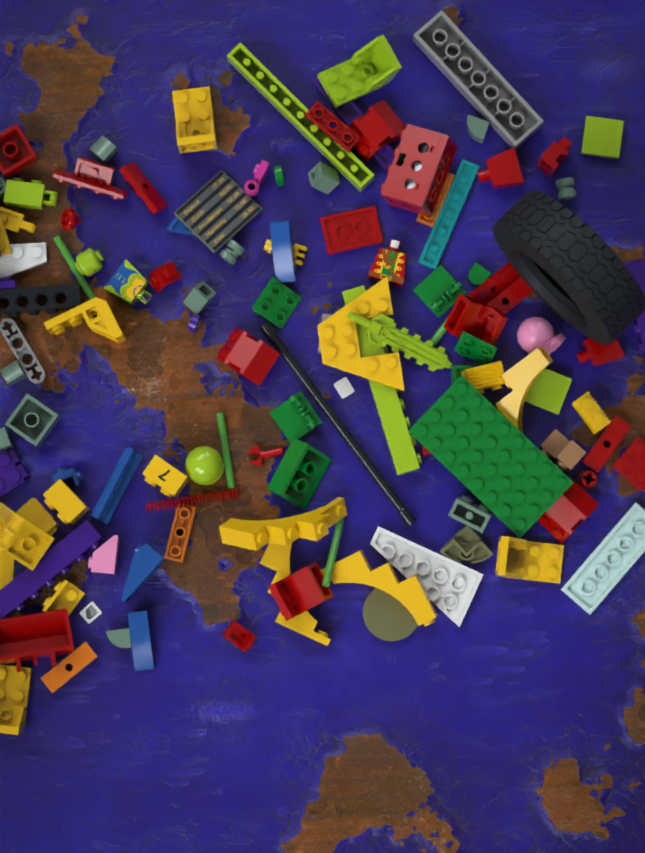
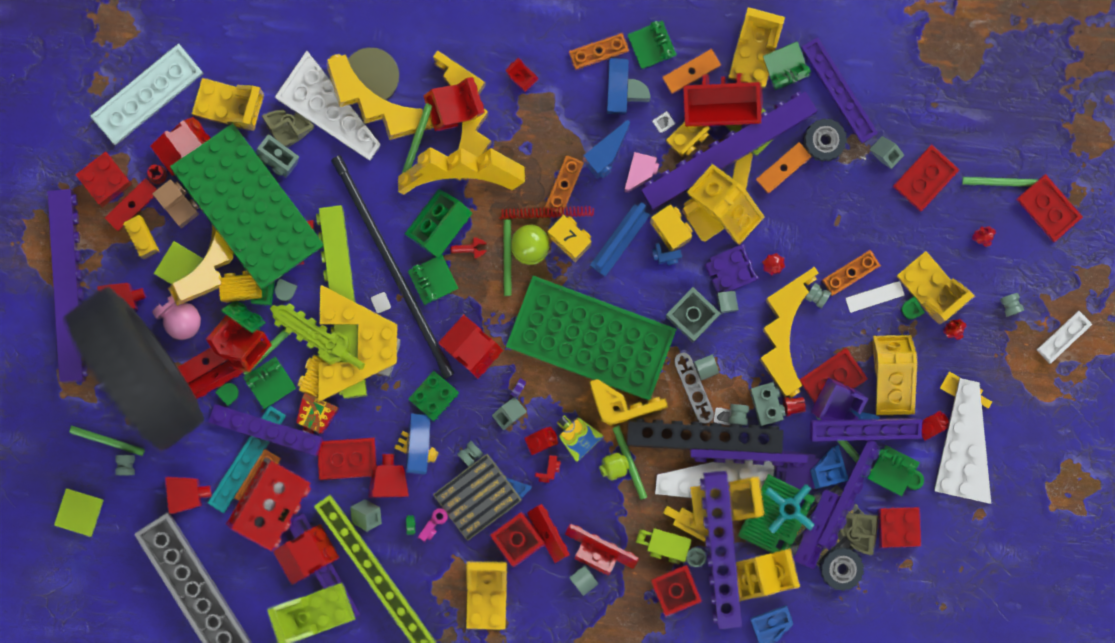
camera: 175 degrees left, 0 degrees up
(69, 219) = (628, 513): red piece -> none
(113, 689) = (652, 44): none -> green hinge
(130, 383) = (591, 338): none -> green plate
(149, 252) = (553, 466): none -> red bracket
(171, 176) = (518, 539): none -> red brick
(177, 668) = (610, 48): none -> orange tile
(307, 213) = (388, 479): none -> red torso
(341, 134) = (355, 570): red tile -> none
(399, 295) = (310, 382): none -> yellow brick
(435, 243) = (265, 430): none -> dark purple plate
(440, 383) = (285, 290): none -> sand green tile
(476, 128) = (203, 541): sand green brick -> none
(554, 155) = (131, 499): red hips -> none
(596, 212) = (106, 440): none -> bright green bar

